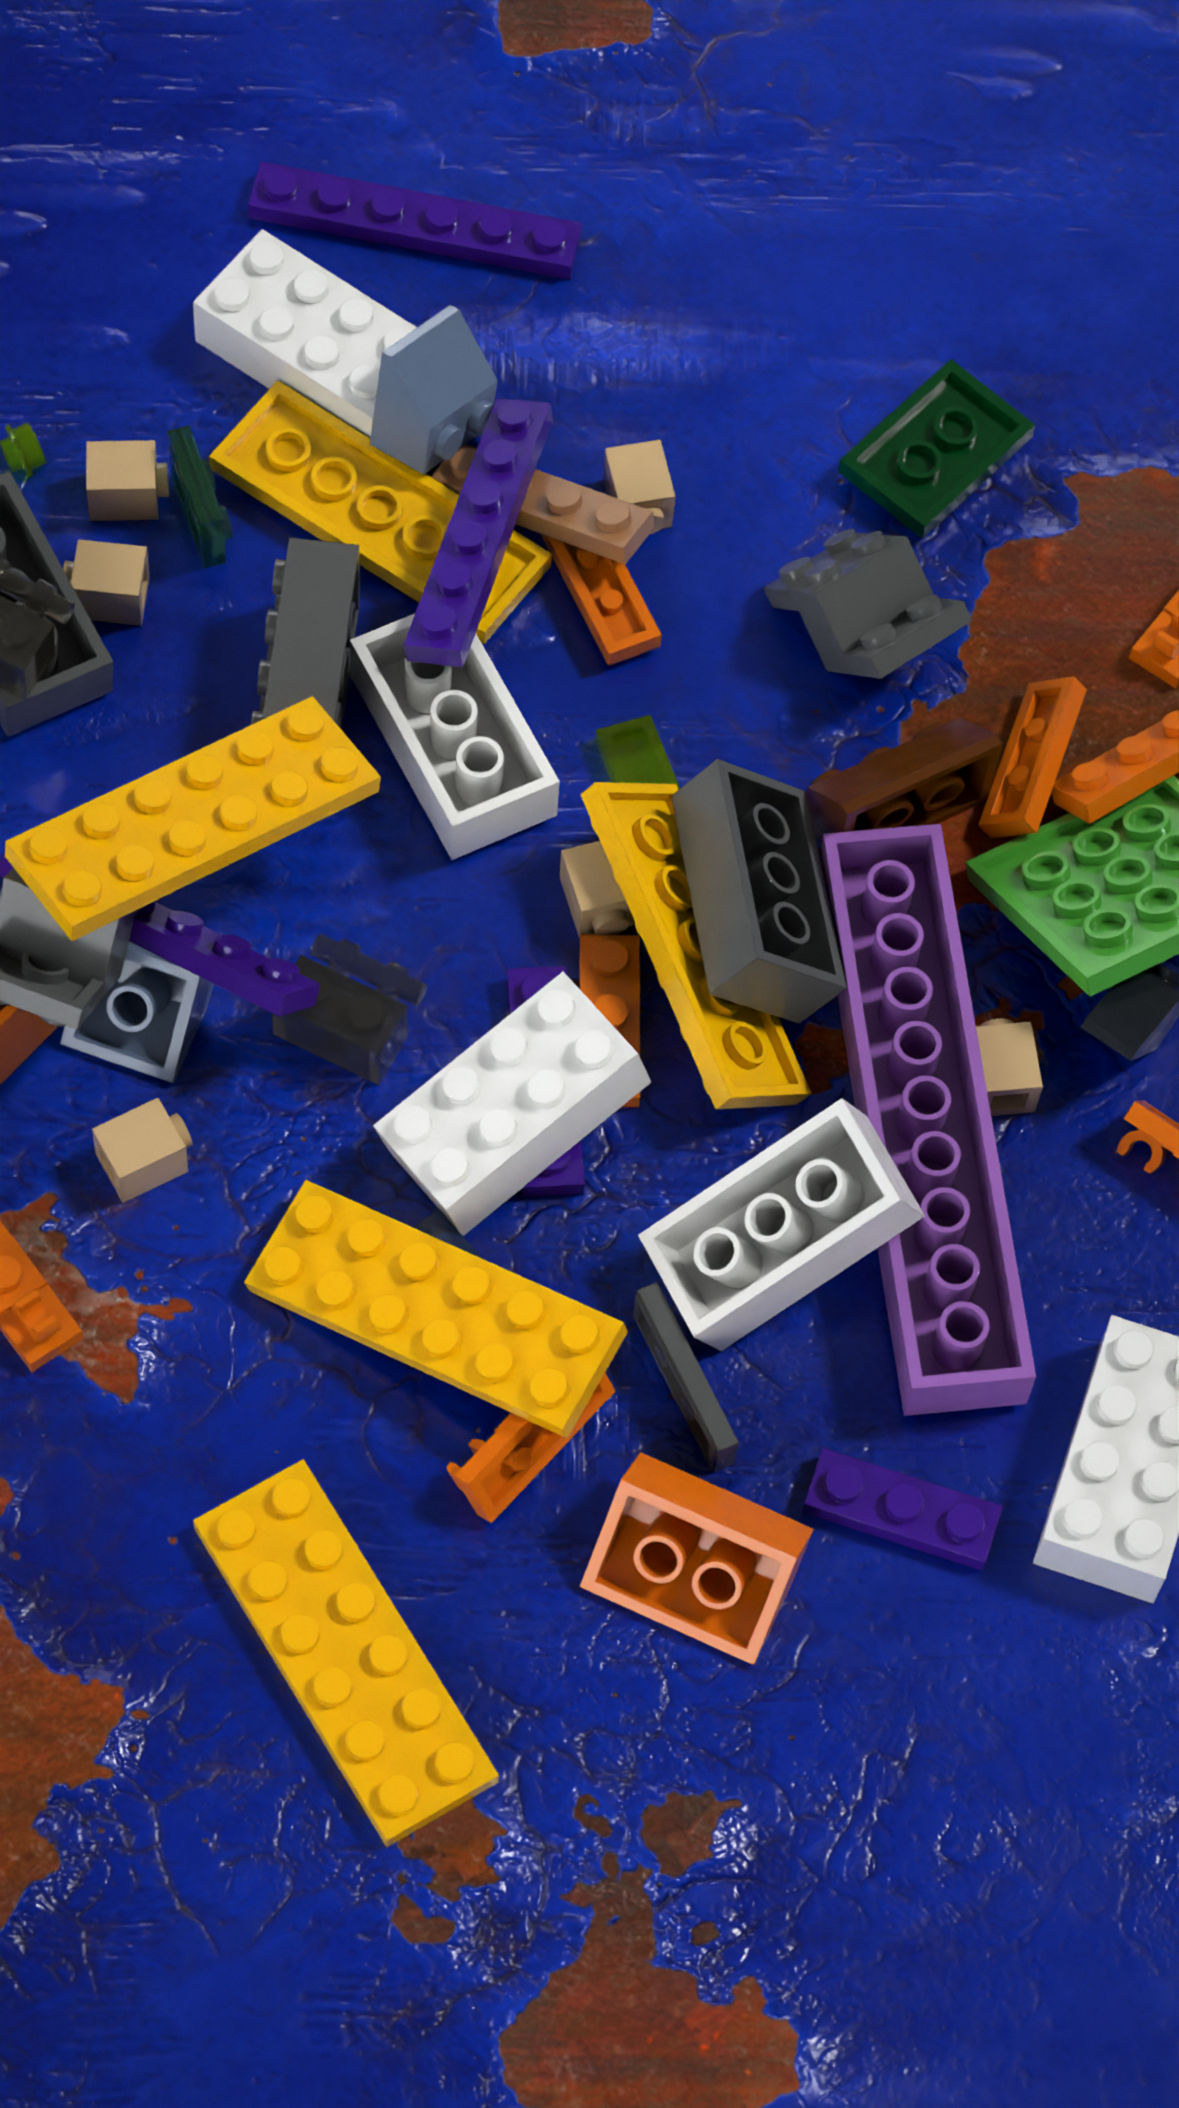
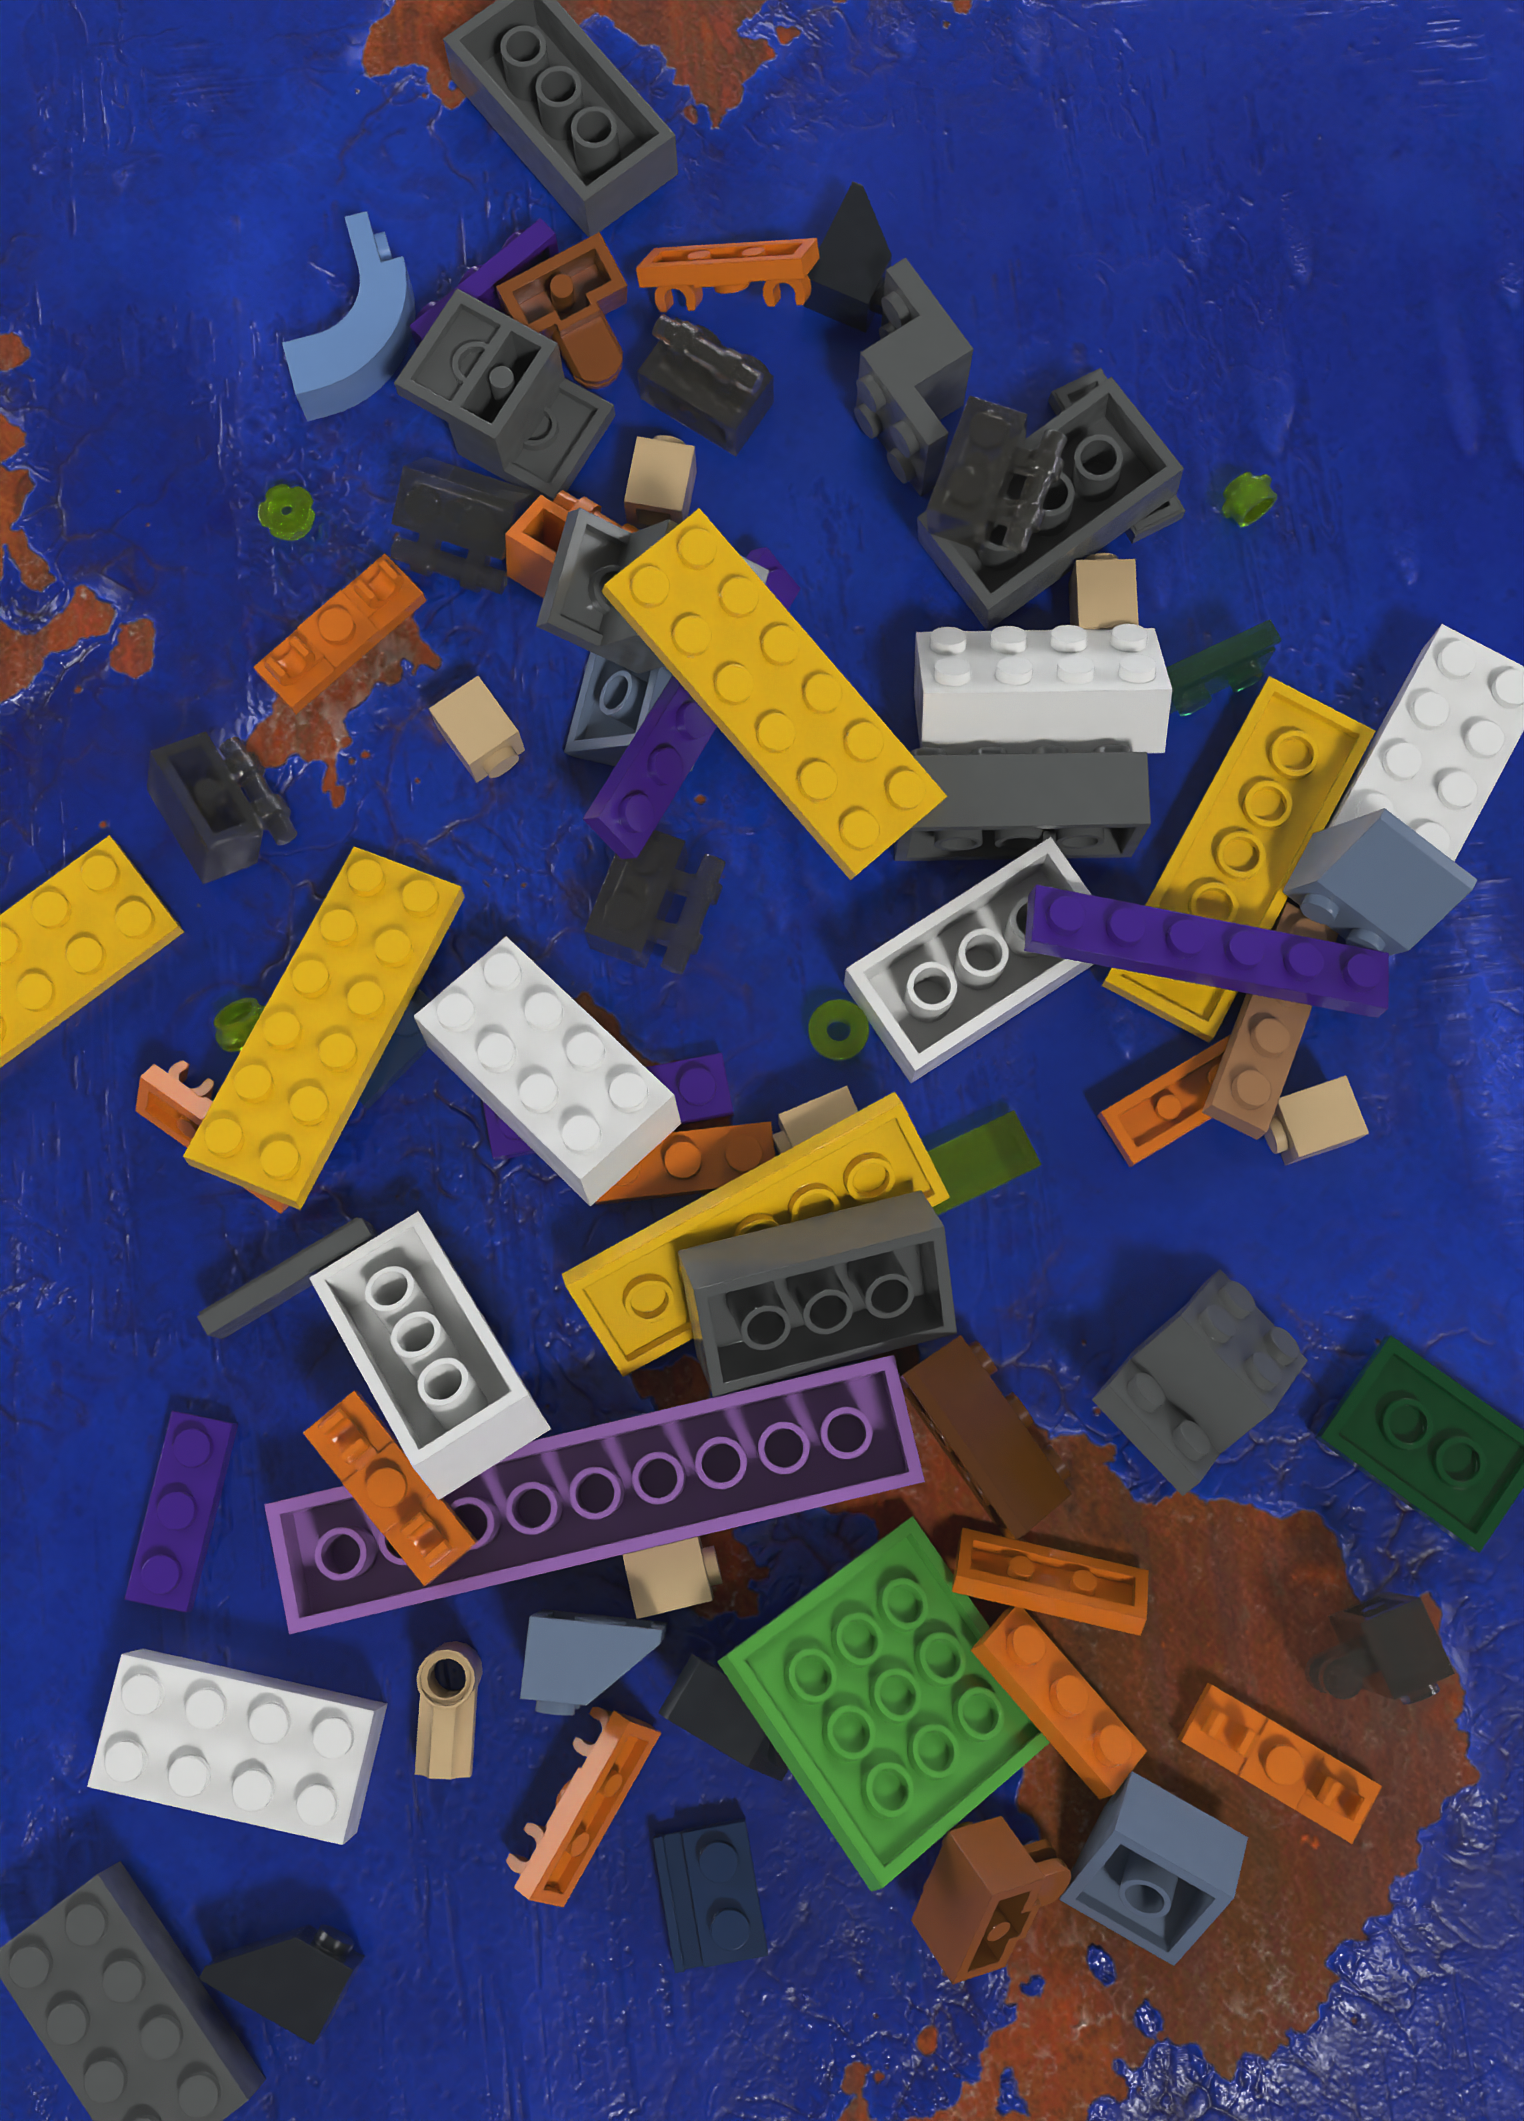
camera: 90 degrees right, 15 degrees up
(124, 480) = (1225, 595): tan brick -> none
(185, 1405) = (208, 809): none -> clear smoke brick
(198, 634) = (1041, 689): none -> white brick
(419, 1403) = (236, 1023): none -> clear neon green plate
(496, 853) = (844, 1012): none -> clear neon green plate
(696, 1557) = (107, 1312): orange slope -> none
(906, 1268) = (389, 1489): none -> orange plate
(1075, 1134) = (581, 1655): none -> sand blue slope
(1112, 502) = (1382, 1649): none -> clear smoke brick
(1117, 1273) = (447, 1716): none -> tan piece

